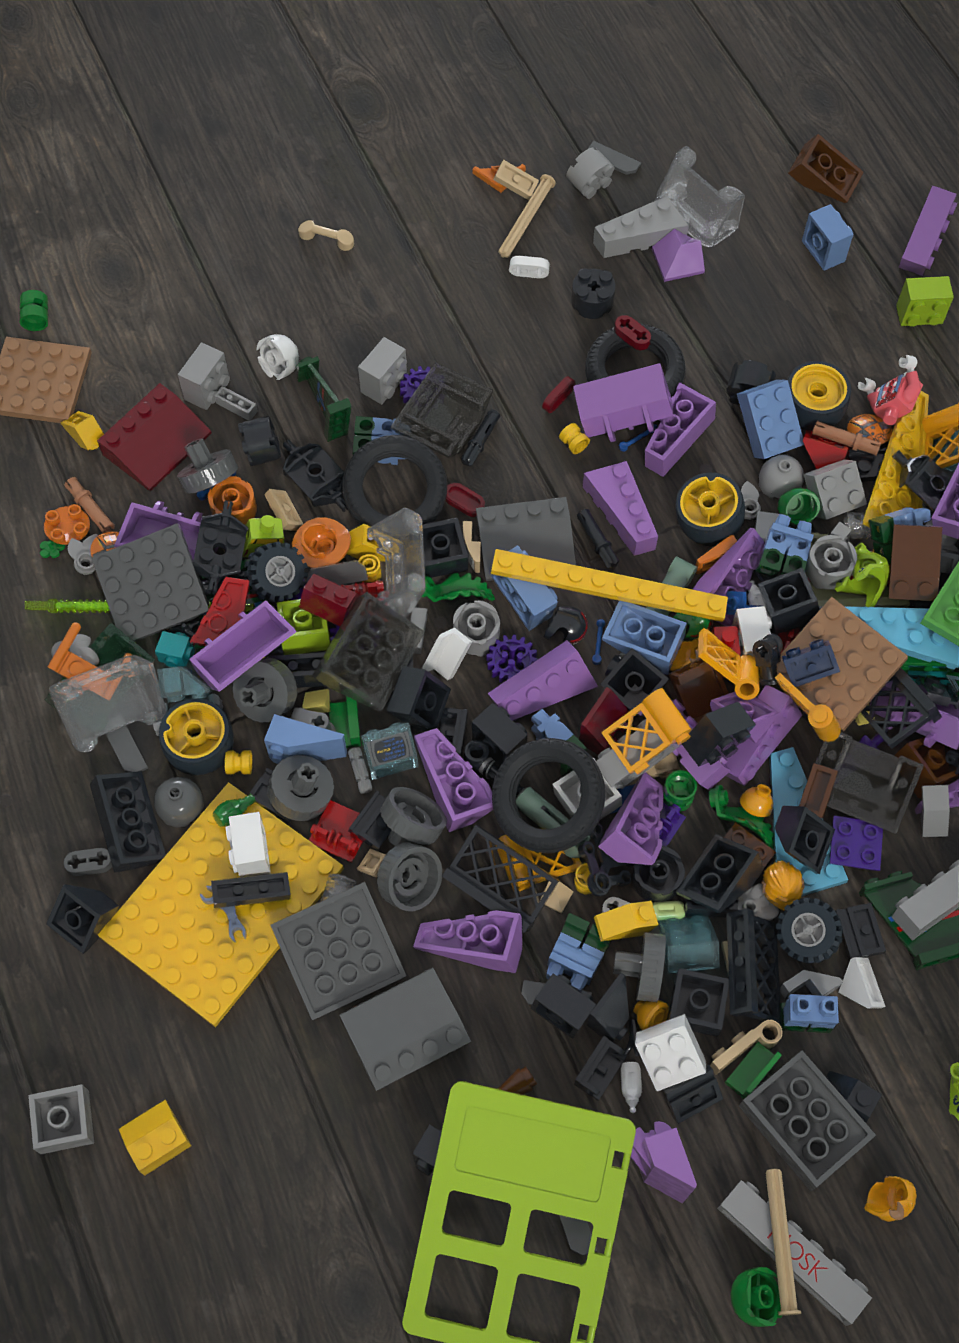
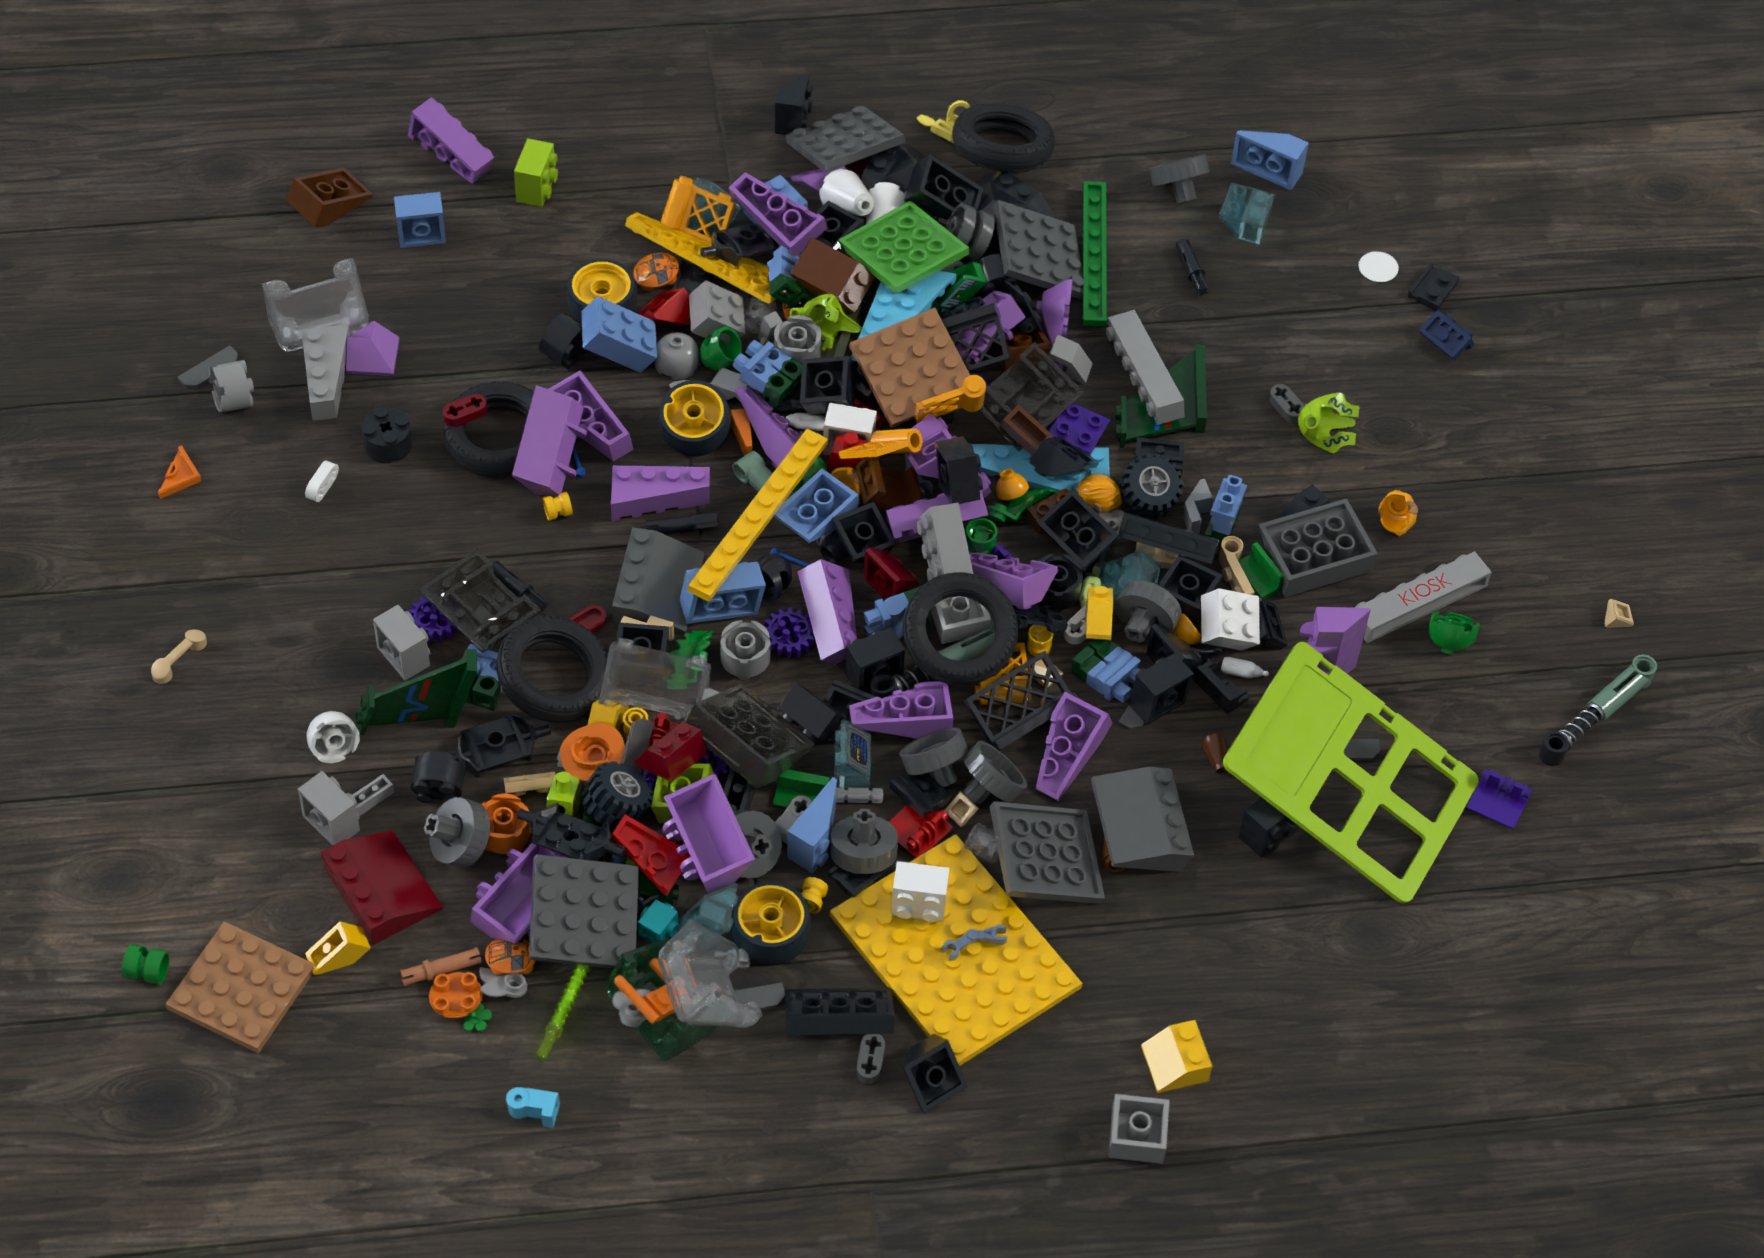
camera: 75 degrees left, 10 degrees down
(178, 801) = (834, 960): dark grey cylinder -> none
(232, 808) = (869, 906): green piece -> none
(250, 890) = (962, 907): black plate -> none
(317, 701) = (770, 807): light yellow slope -> none
(447, 653) = (767, 677): white panel -> none
(516, 179) = (201, 456): tan plate -> none
(547, 182) = (250, 464): tan axle -> none
(558, 394) = (498, 503): dark red tile -> none
(664, 719) = (939, 496): light orange piece -> none
(737, 600) = (814, 424): blue bracket -> none
(768, 658) = (887, 414): black connector -> none
(781, 1243) = (1414, 594): tan axle -> none
(810, 663) = (908, 381): dark blue bracket -> none
(847, 438) = (669, 281): nougat pin -> none
(861, 985) = (1211, 472): white slope -> none
(896, 396) = (636, 232): coral torso -> none

